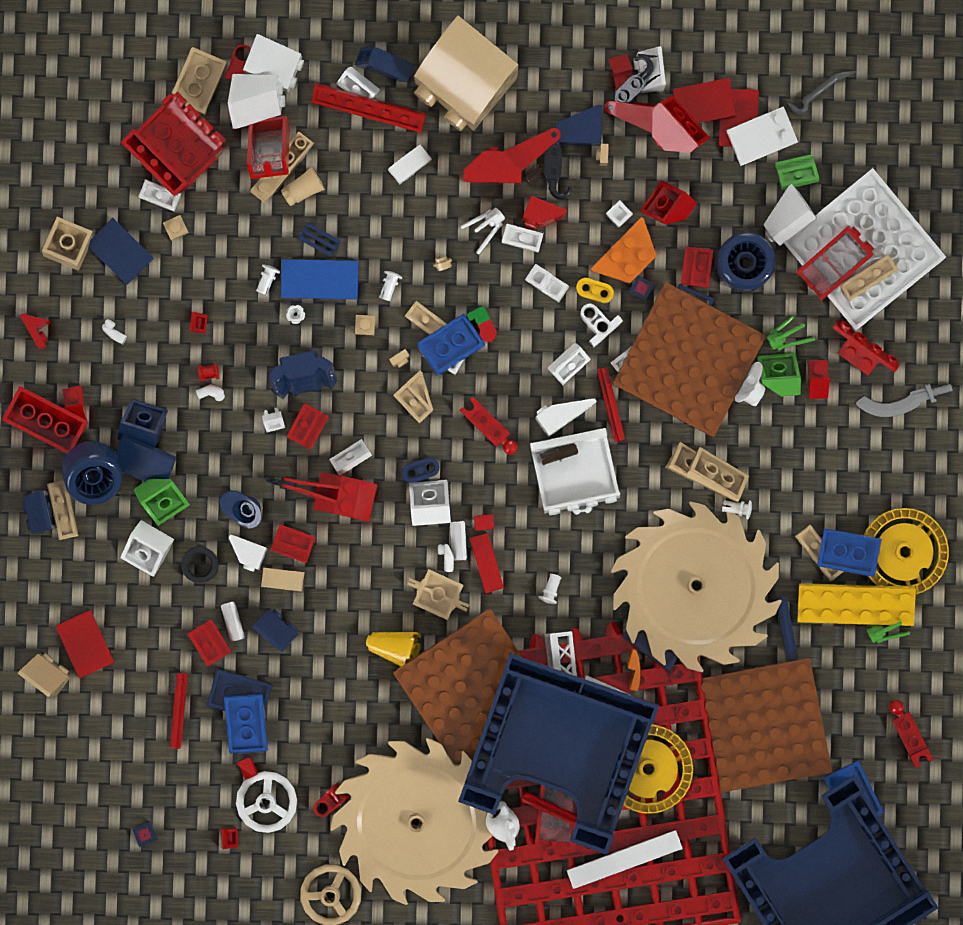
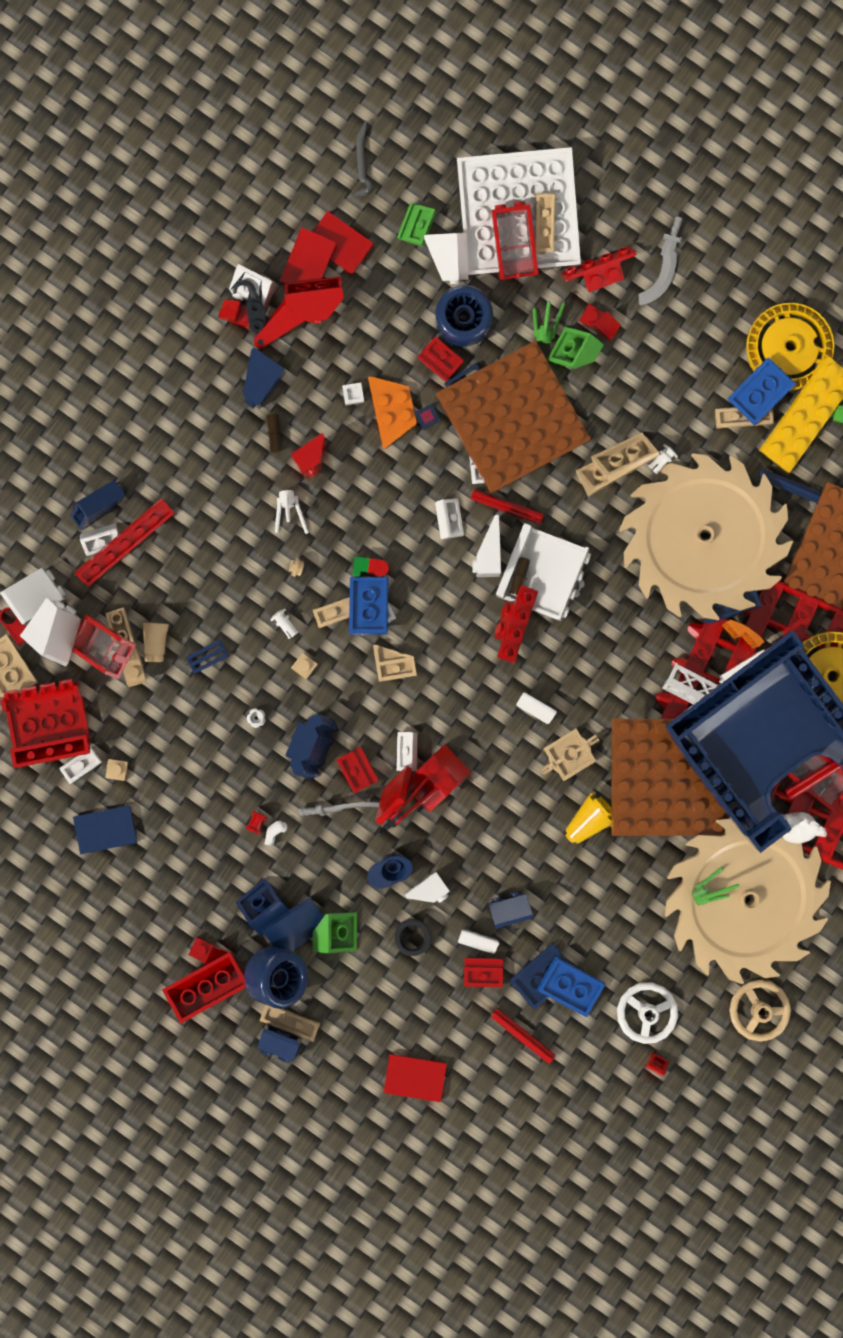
camera: 55 degrees left, 0 degrees up
(33, 325) = (118, 943): red slope -> none
(45, 674) = (419, 1129): tan slope -> none
(67, 243) = (69, 869): tan slope -> none
(112, 333) = (170, 881): white arm -> none
(145, 834) = (607, 1133): tile -> none
(147, 548) = (369, 972): white slope -> none
(198, 322) = (209, 804): red slope -> none
(248, 767) = (609, 1009): red slope -> none
(254, 419) = (319, 809): none -> light grey sword
(267, 278) = (211, 722): white pin -> none
(273, 421) = (333, 796): white tile -> none
(282, 579) = (471, 876): tan slope -> none
(293, 543) = (446, 847): red plate -> none
(306, 469) = (393, 795): none -> red tile
(319, 279) = (240, 678): blue tile -> none
(331, 800) = (682, 957): red piece -> none
(393, 780) = (703, 896): none -> bright green plant
(400, 359) = (352, 655): tan plate -> none
(409, 164) = (195, 539): white slope -> none
(420, 470) = (456, 700): dark blue plate -> none
(429, 502) = (488, 710): white slope -> none
(448, 557) = (543, 724): white arm -> none
(464, 75) = (151, 442): tan brick -> none
(484, 522) = (535, 676): red slope -> none
(486, 563) = (570, 697): red tile -> none
(489, 427) = (459, 618): red plate -> none
(507, 165) = (252, 458): red slope -> none
(516, 475) = (514, 623): none -> red bracket
(522, 238) = (319, 487): white plate -> none
(547, 283) = (370, 492): white slope -> none
(550, 590) = (628, 659): white pin -> none
(595, 288) = (403, 456): yellow plate -> none
(598, 318) = (428, 470): white tile -> none
(602, 155) = (295, 374): tan plate -> none
(668, 204) = (372, 347): red slope -> none
(751, 387) = (570, 379): white piece -> none
(762, 136) = (368, 232): white slope -> none

